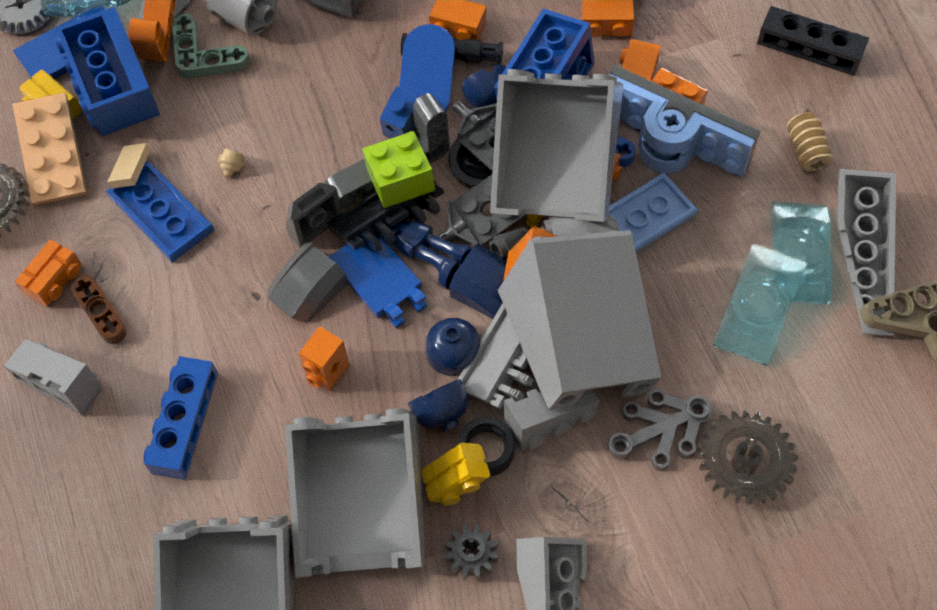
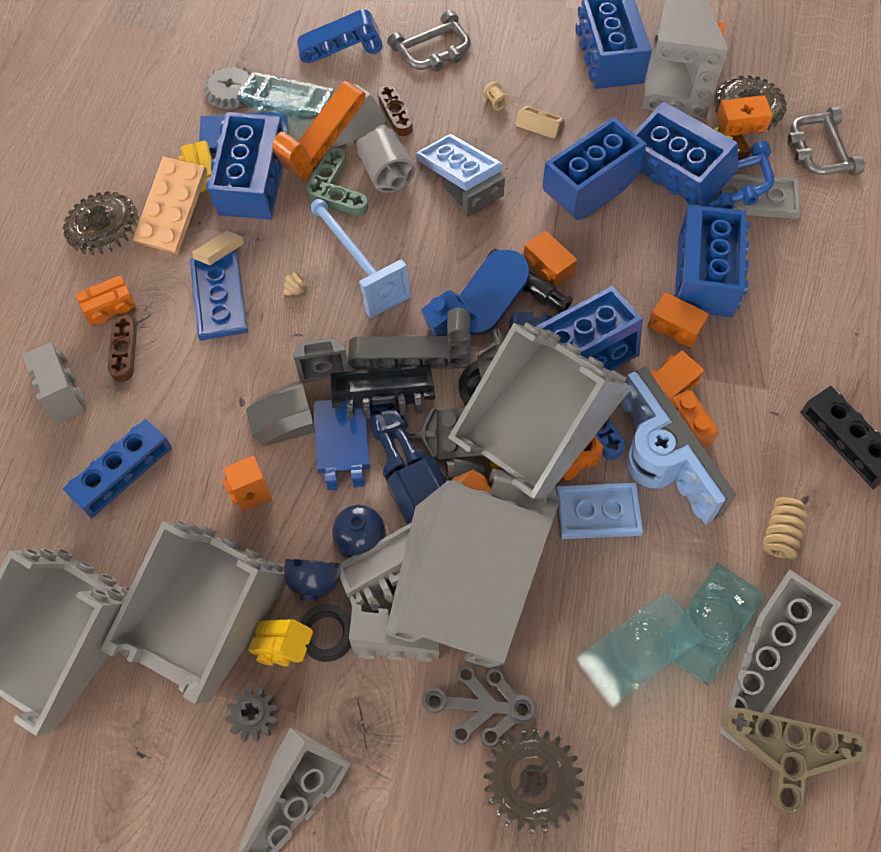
camera: 30 degrees right, 0 degrees up
(323, 121) = (381, 288): none -> light blue tile
(398, 169) = (406, 360): lime brick -> none

